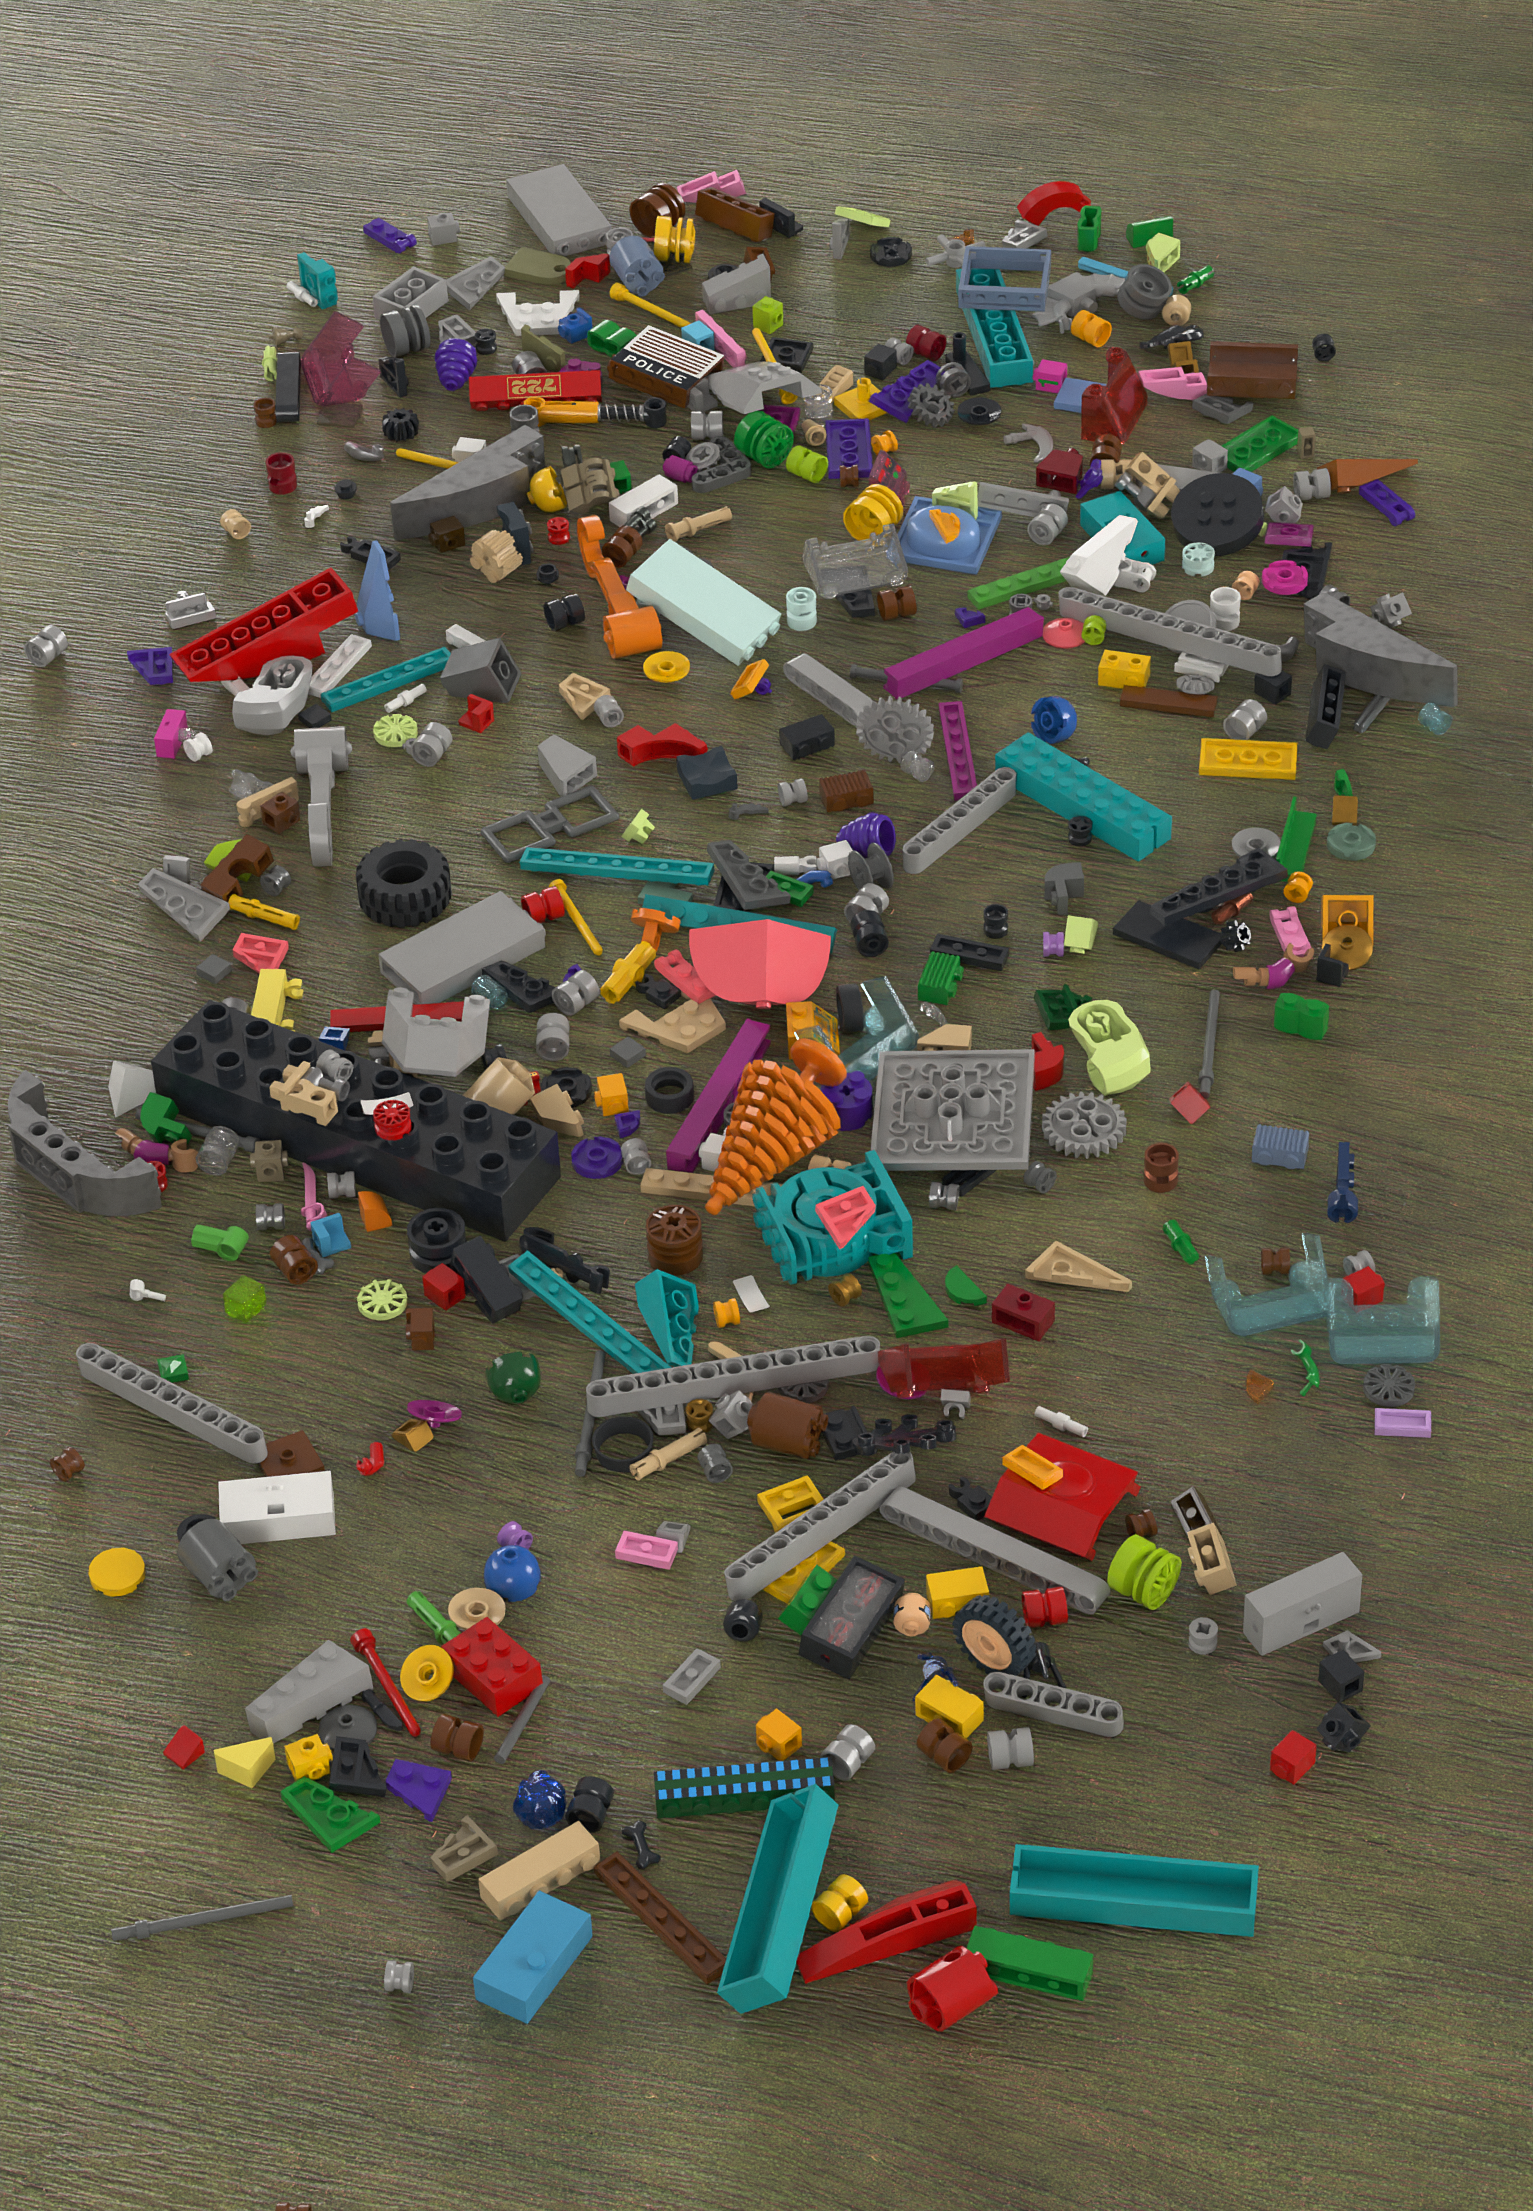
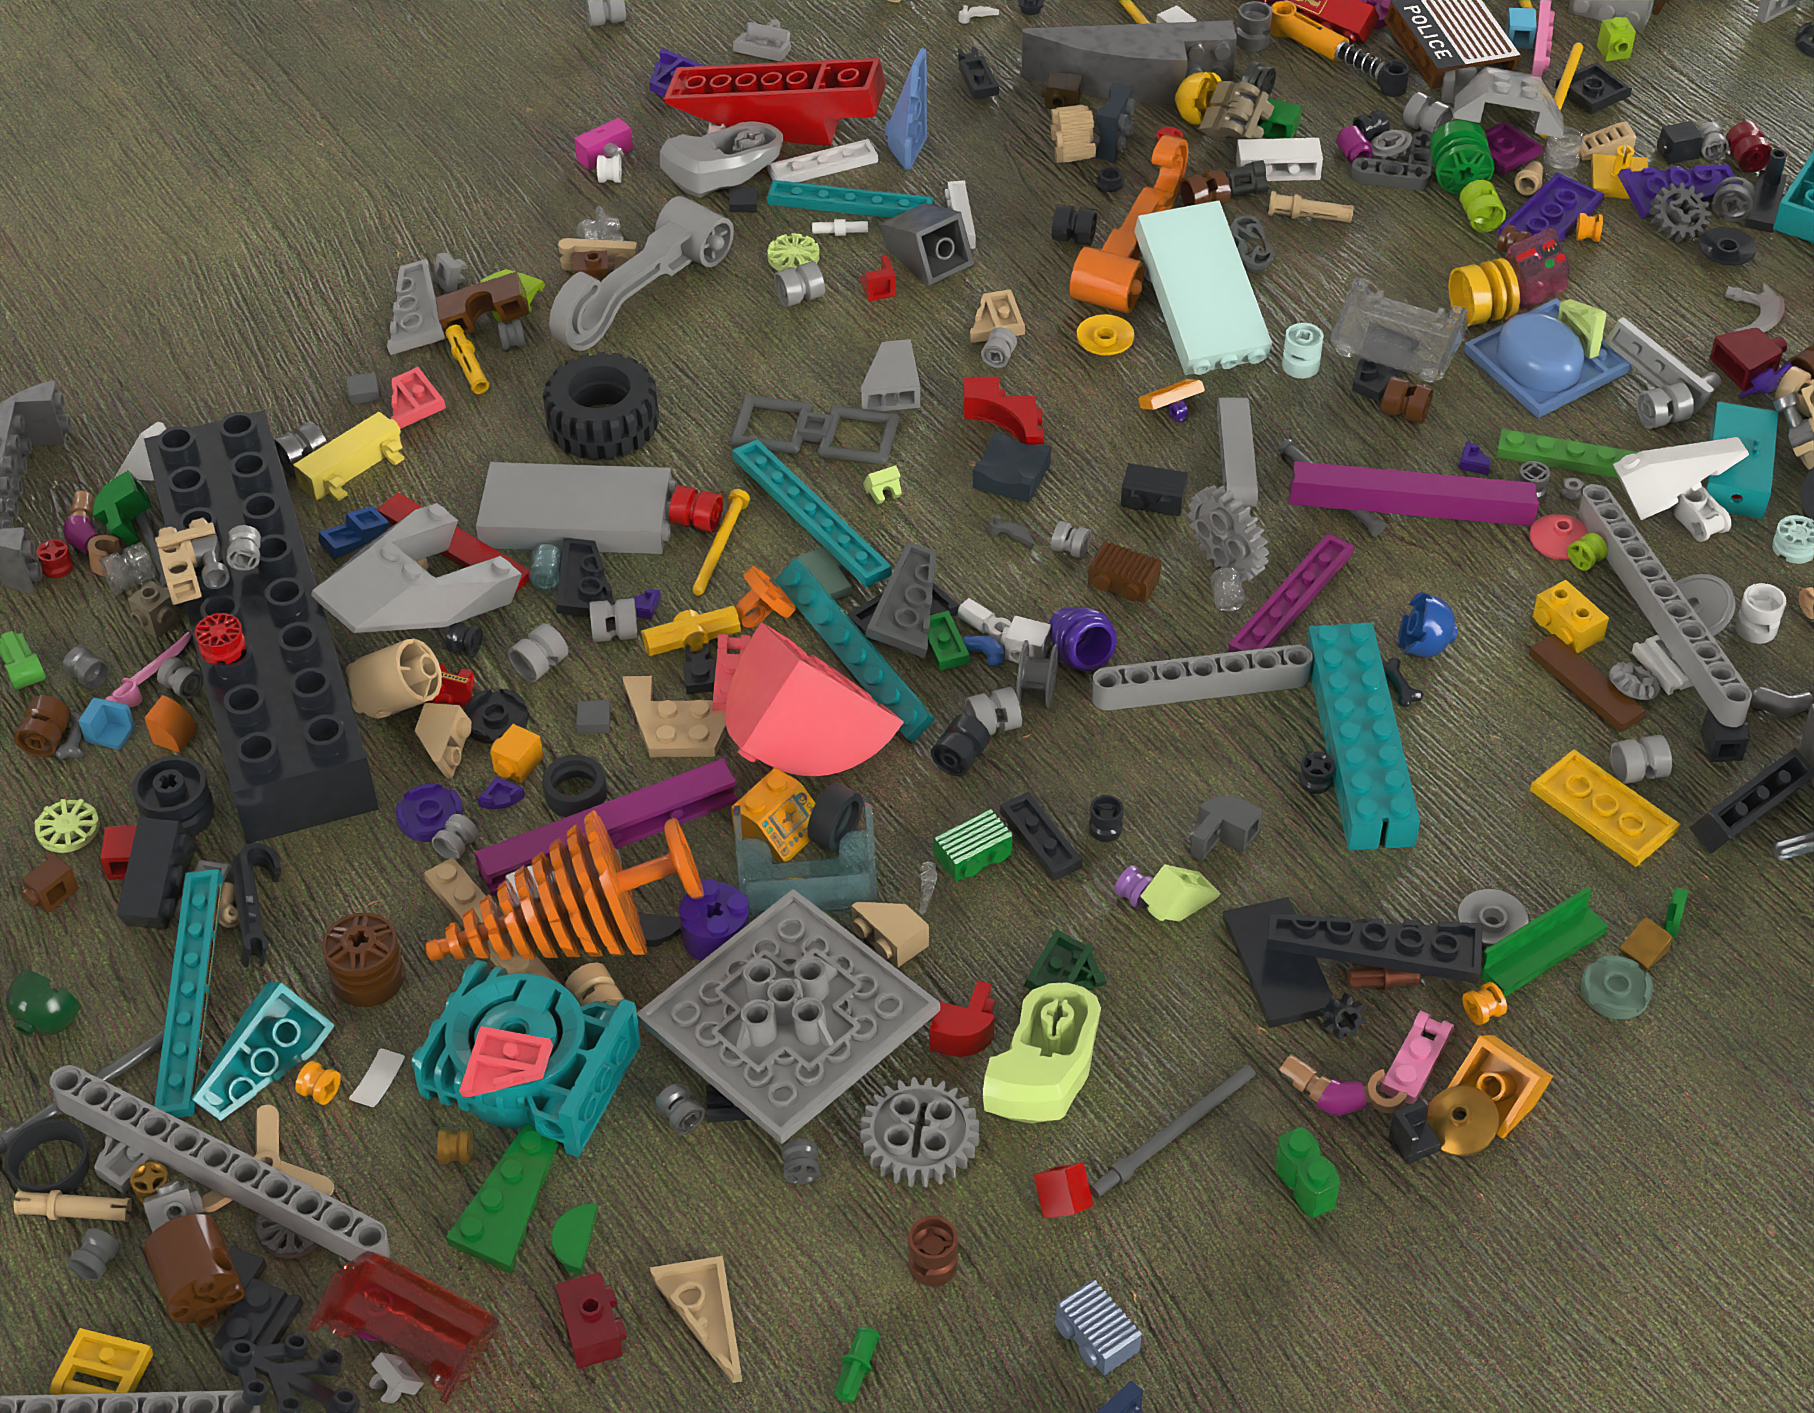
camera: 40 degrees right, 5 degrees up
(369, 1105) = (250, 621): white sticker -> none
(946, 524) = (1538, 344): light orange tile -> none

